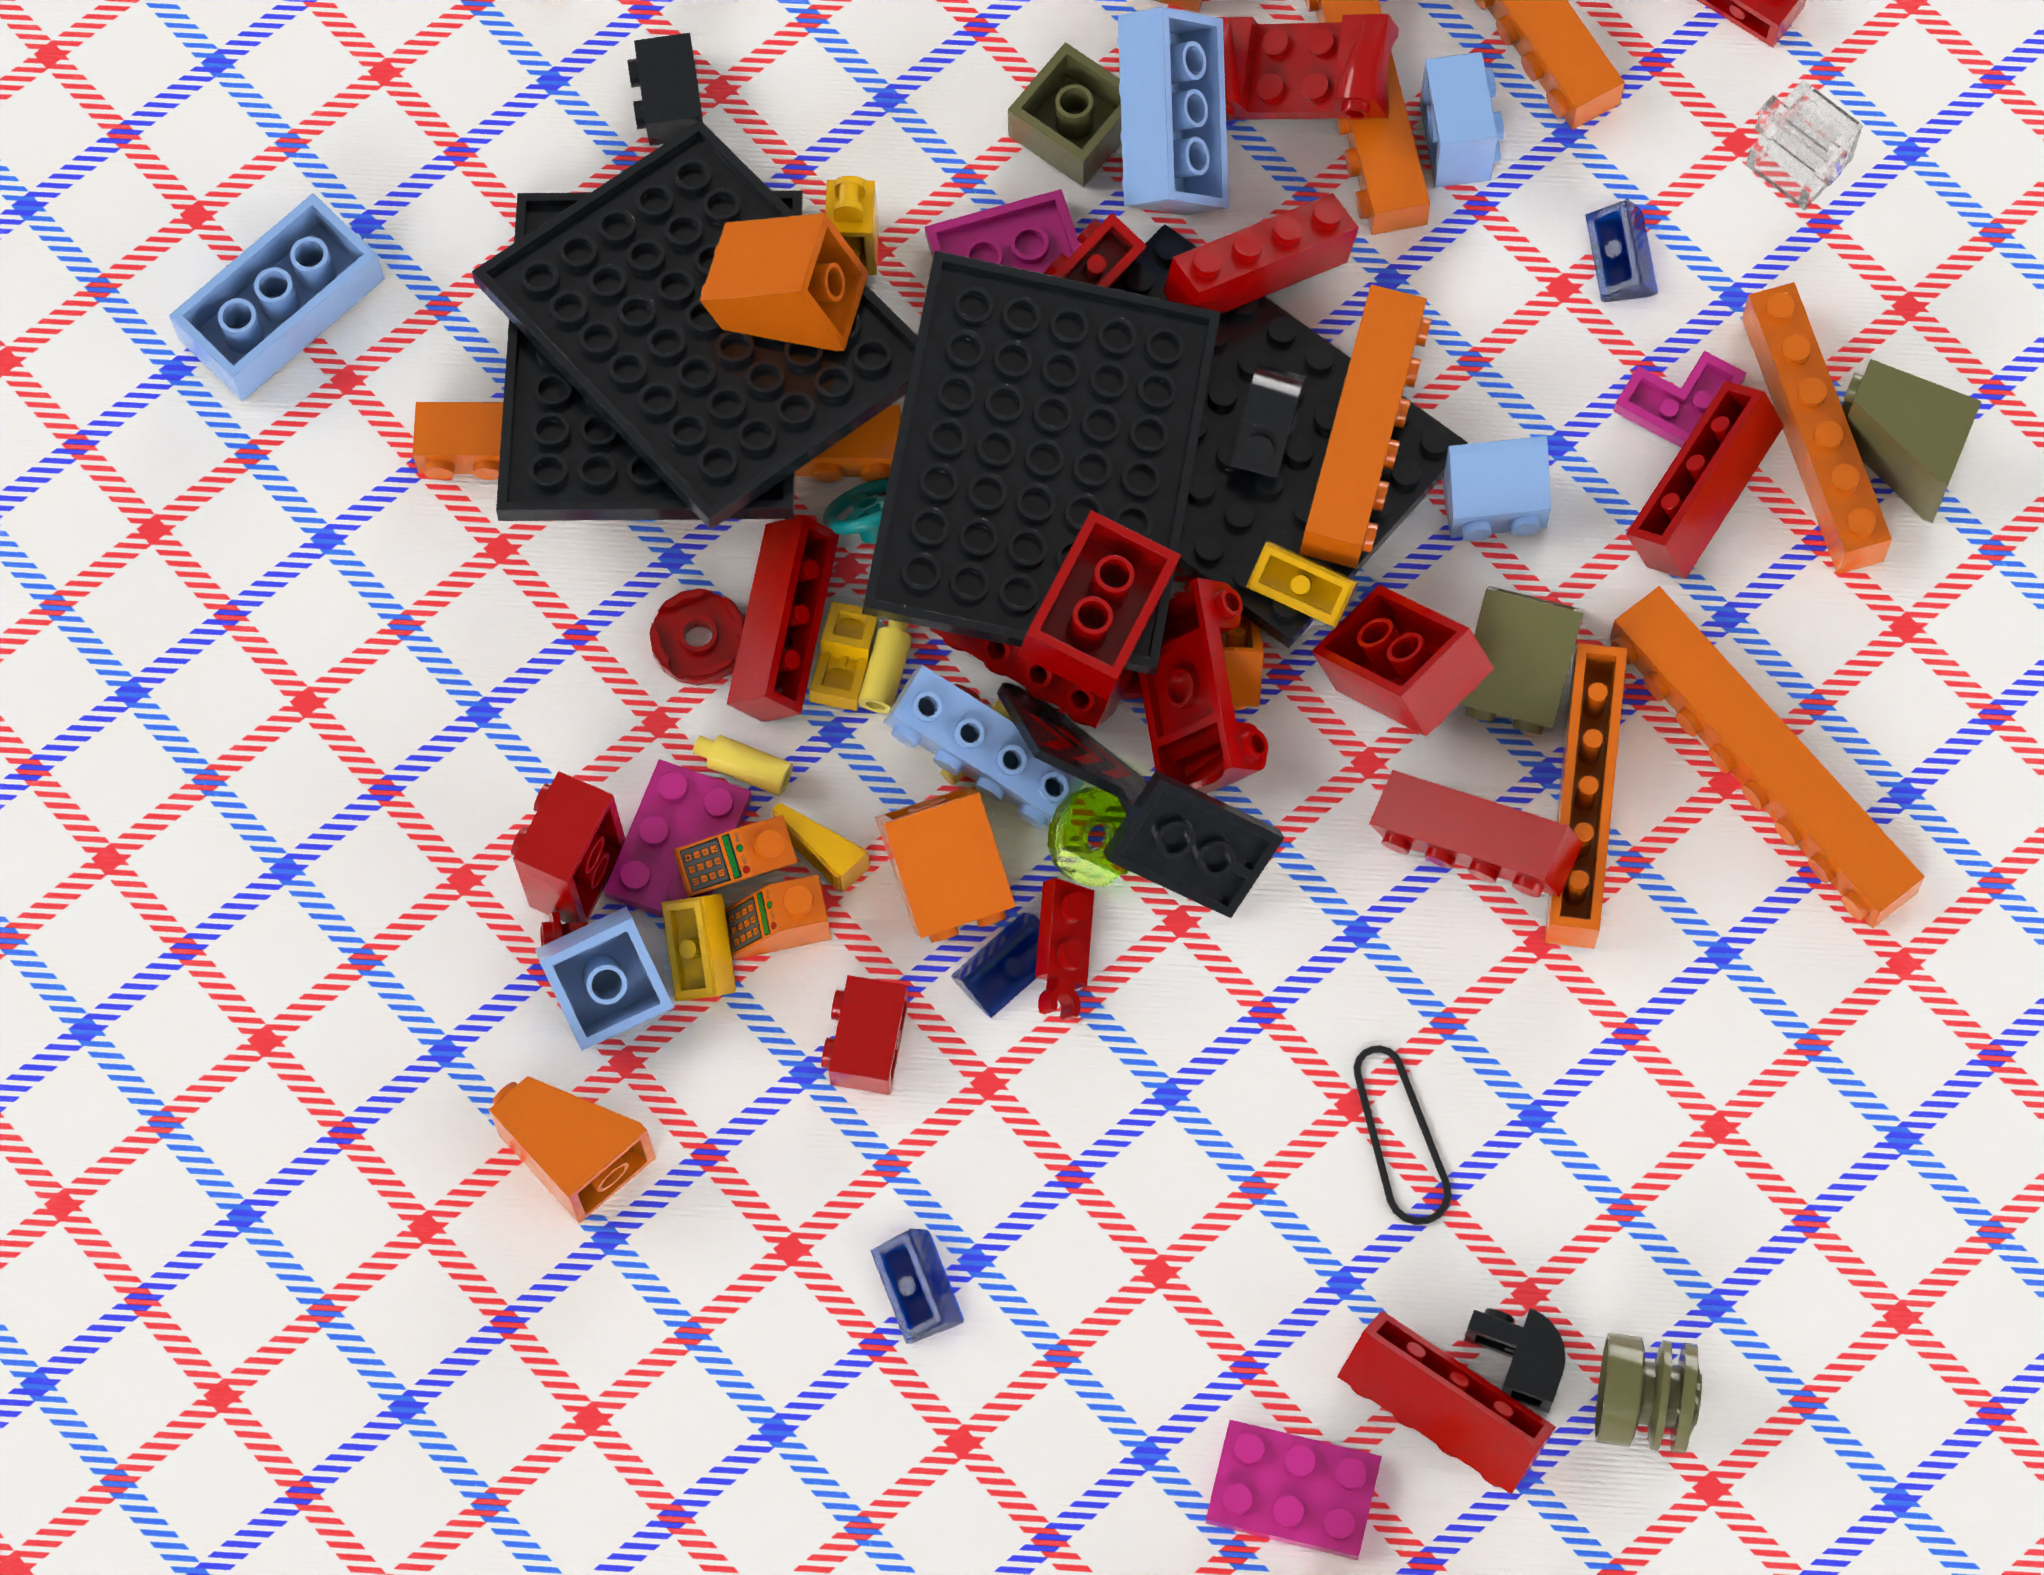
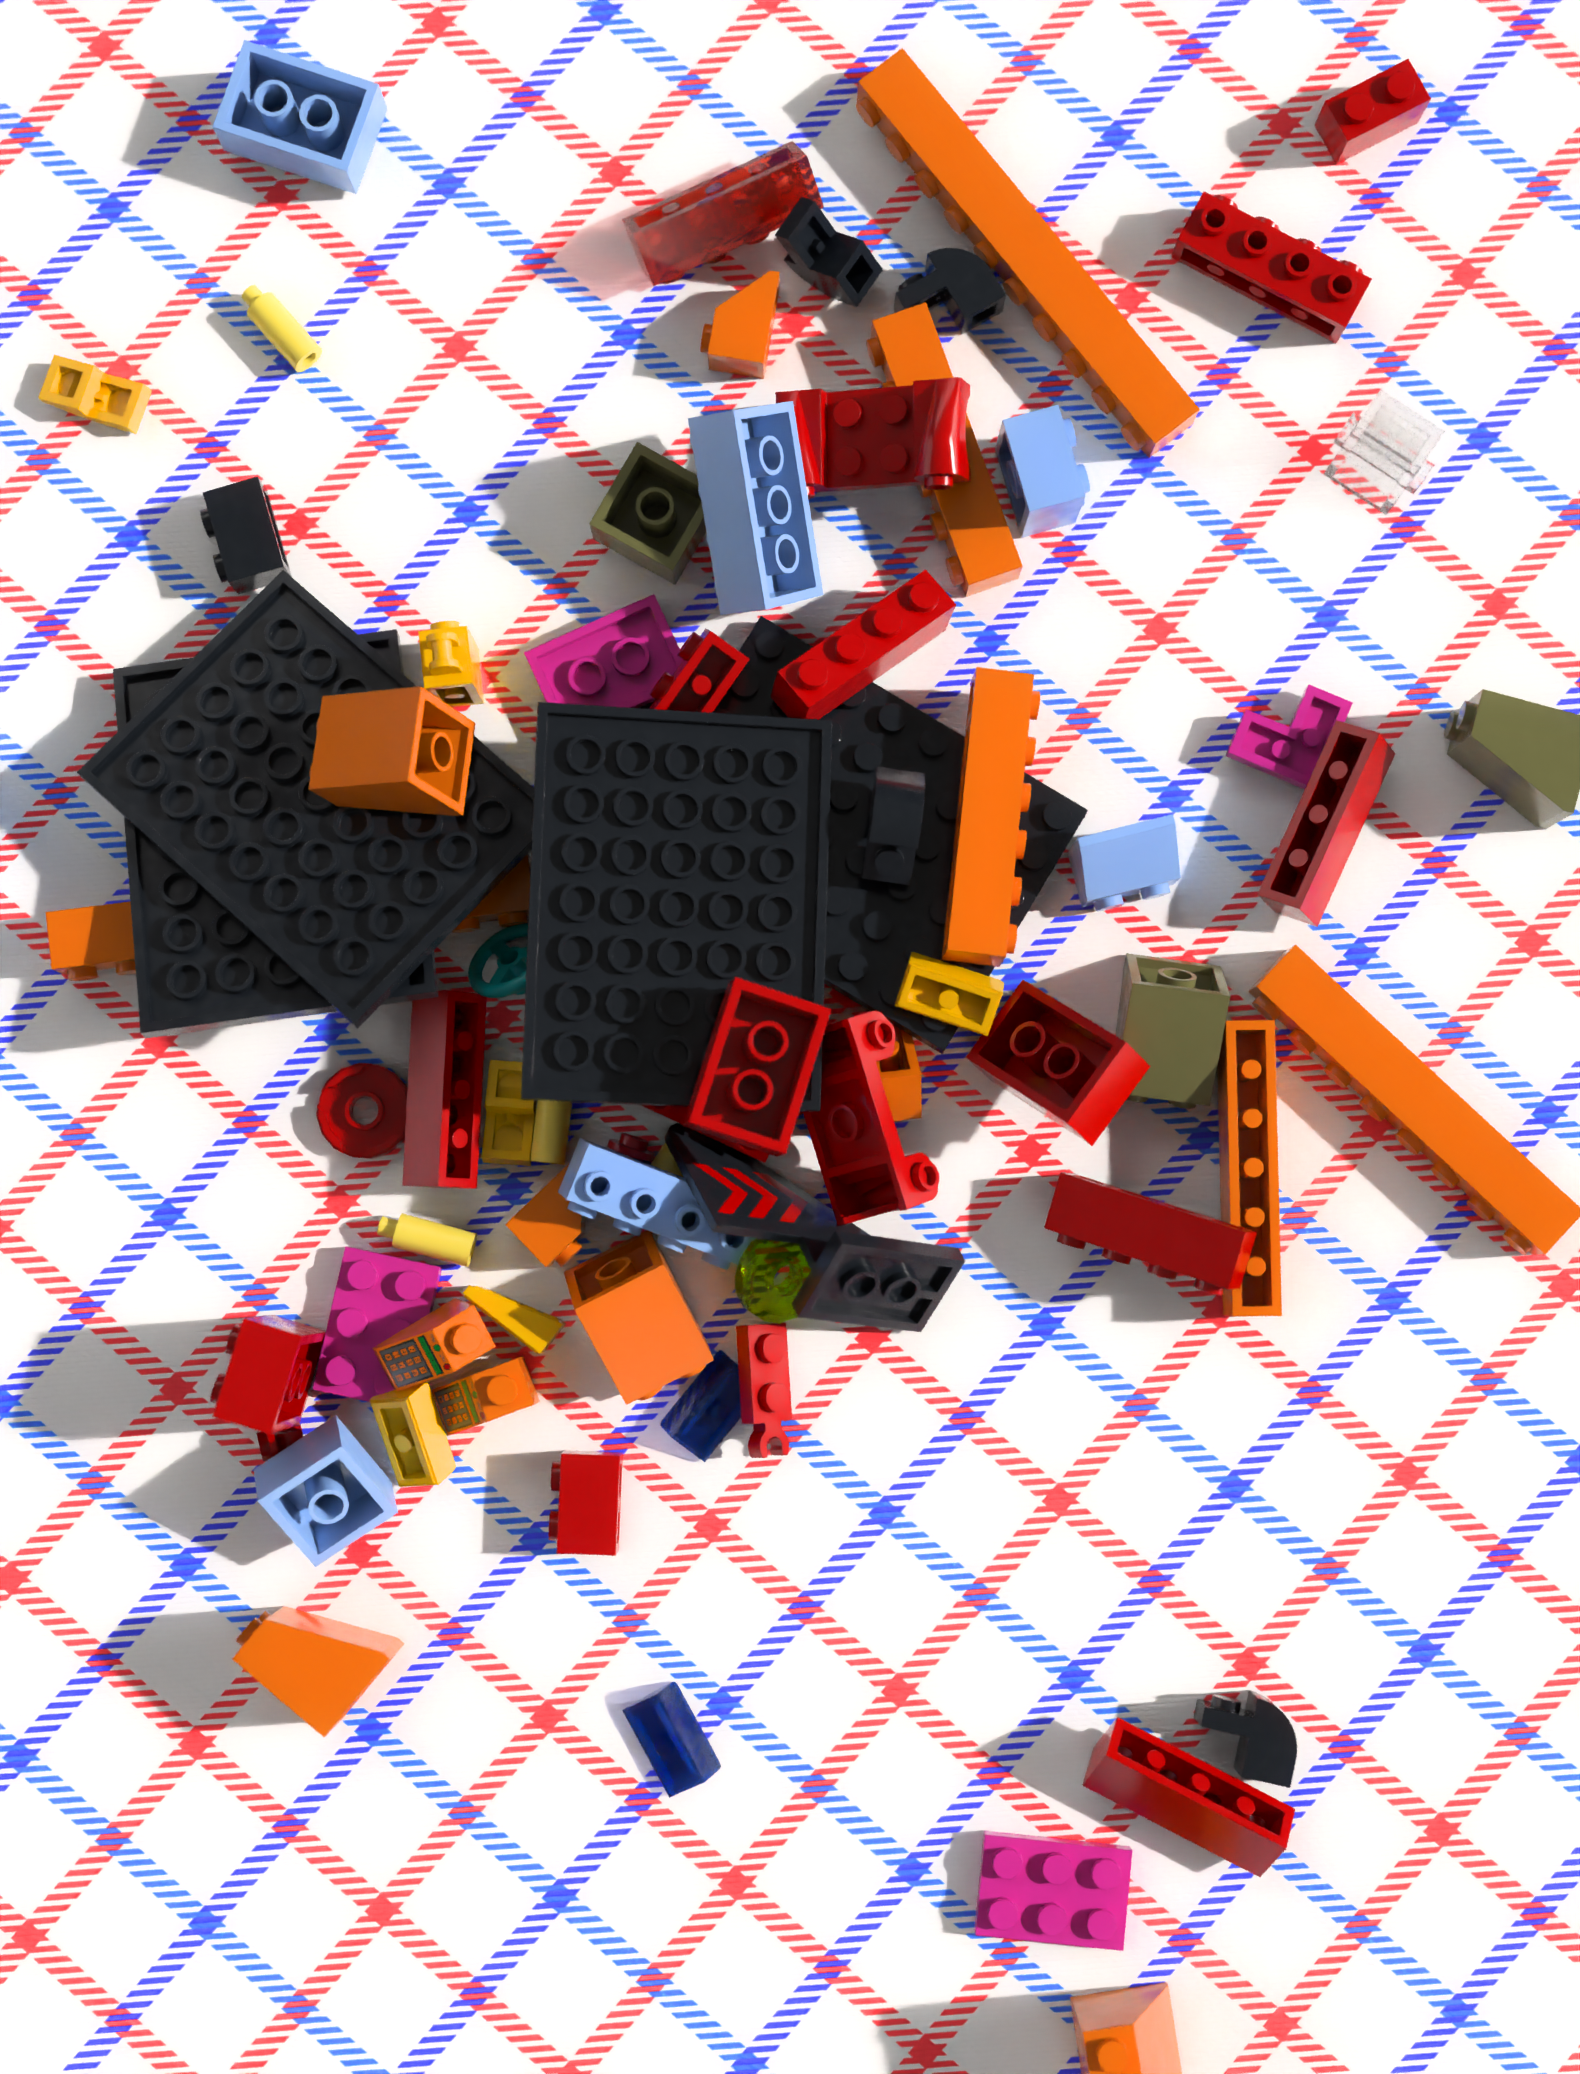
camera: 10 degrees left, 15 degrees up
(868, 762) = (548, 1225): none -> orange slope
(1423, 1126) = (1085, 1532): black piece -> none
(1621, 252) = (1213, 585): clear blue slope -> none
(1647, 1393) = (1385, 1767): olive wheel -> none
(1816, 428) = (1426, 751): orange brick -> none

